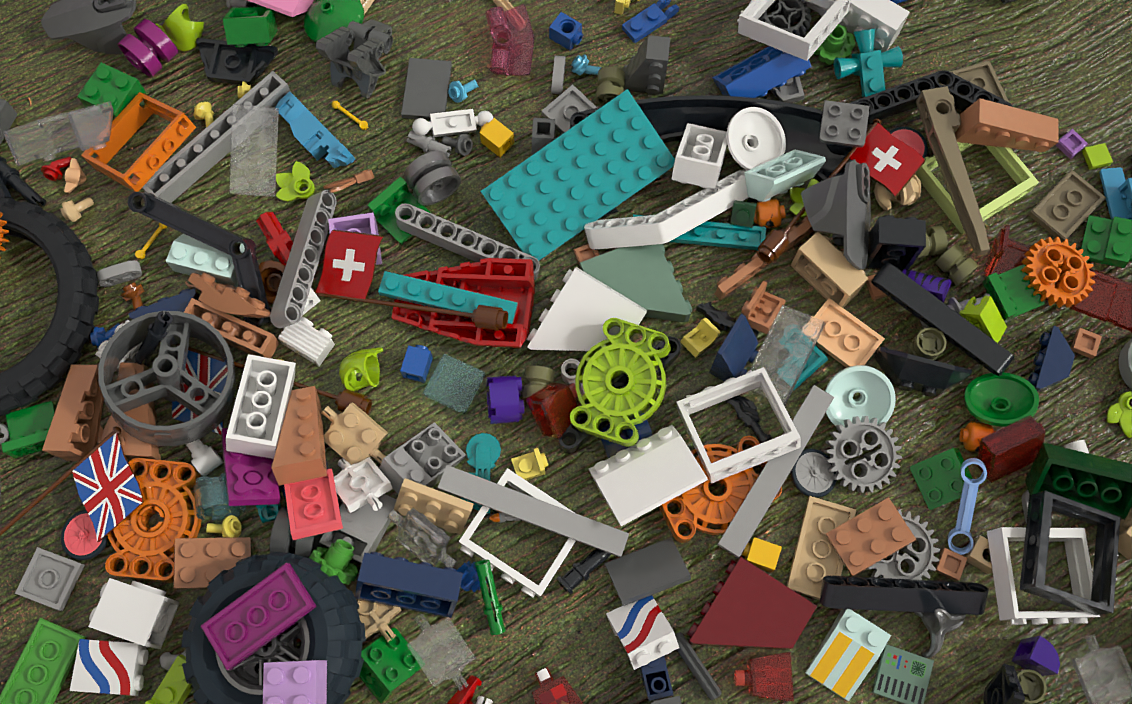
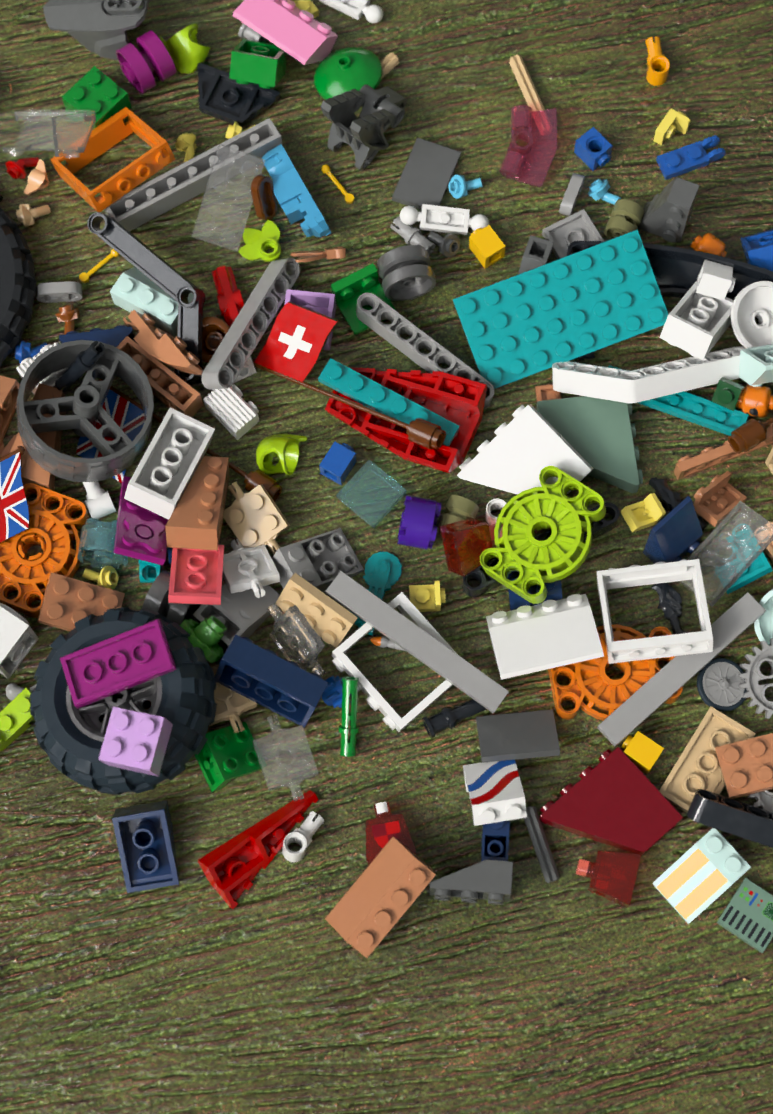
camera: 20 degrees right, 0 degrees up
(286, 142) = (263, 197): none -> reddish brown tile
(688, 88) = (709, 244): none -> orange head
(704, 117) = (715, 280): none -> white brick

